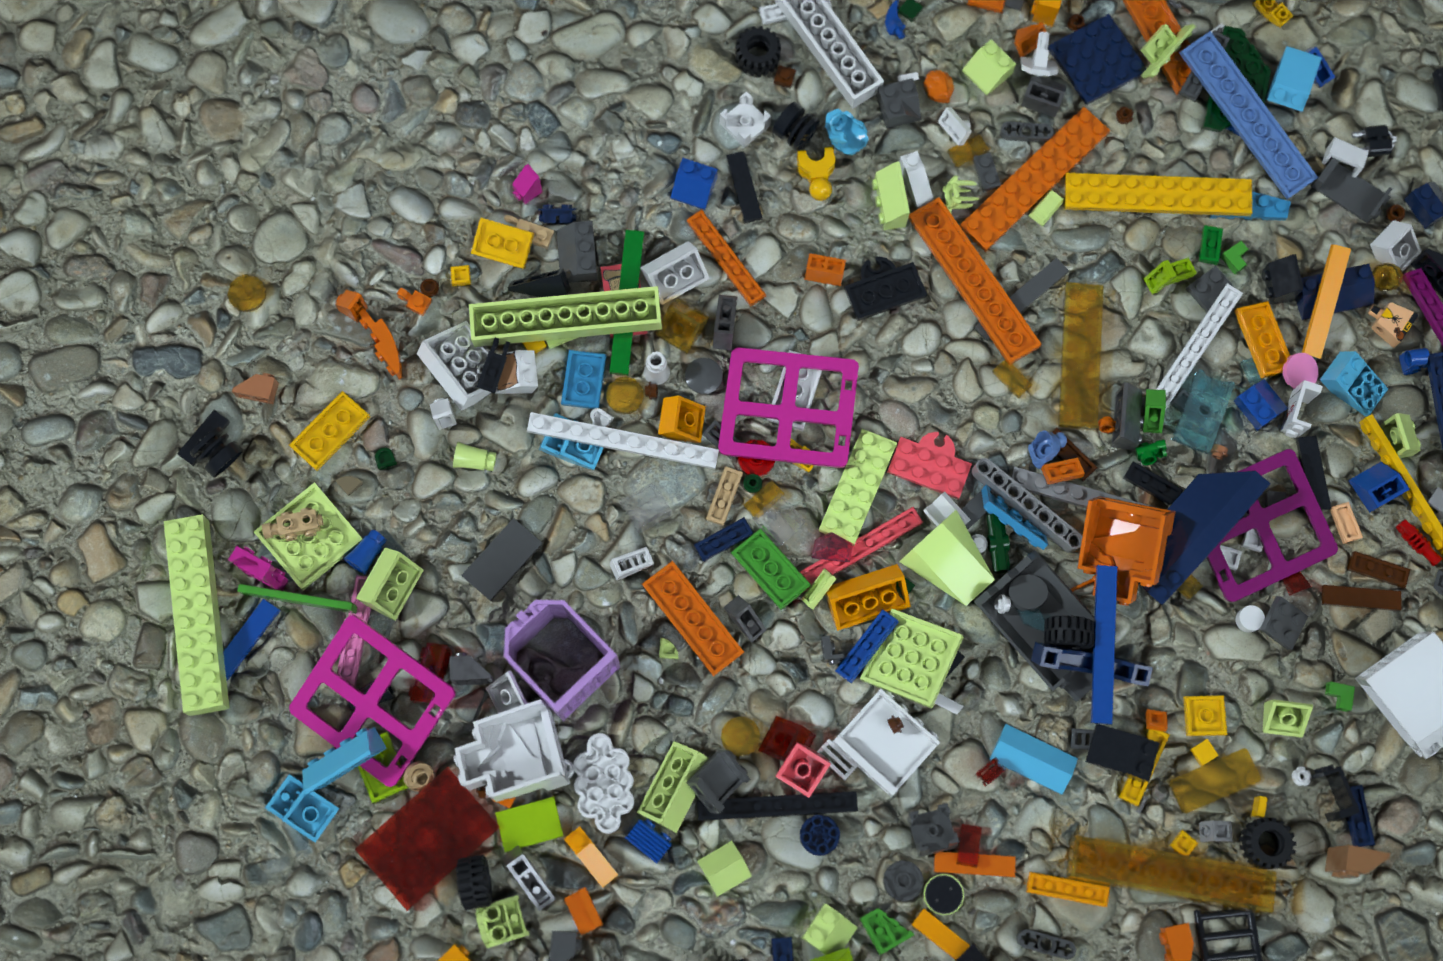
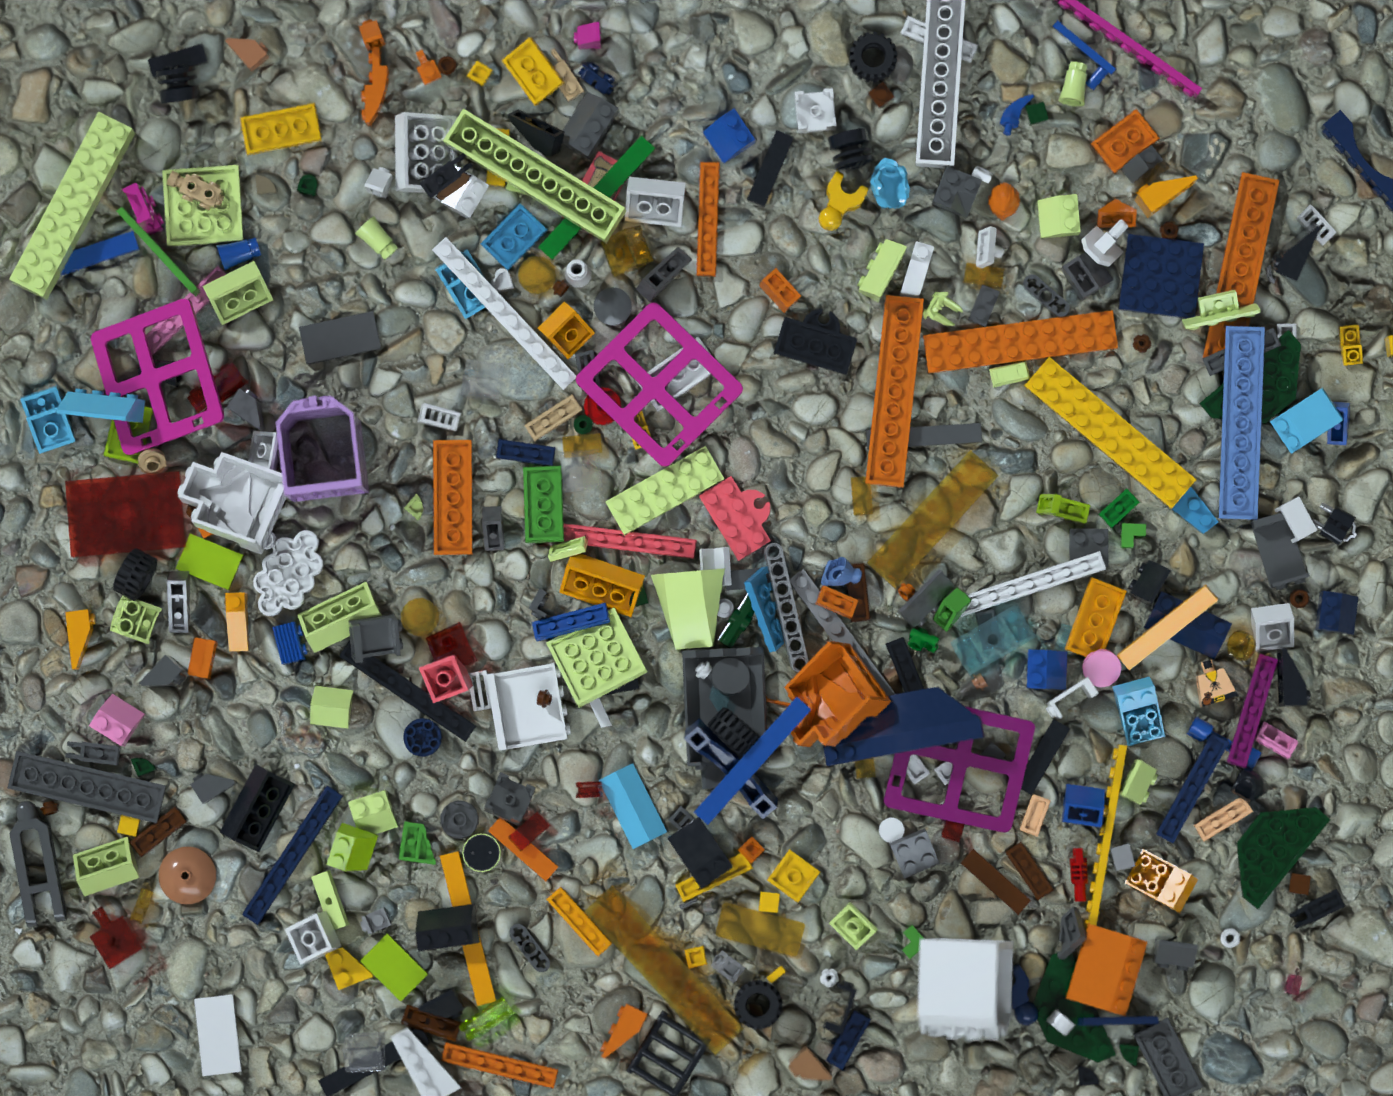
camera: 50 degrees right, 10 degrees up
(832, 548) = (604, 525): clear pink slope -> none

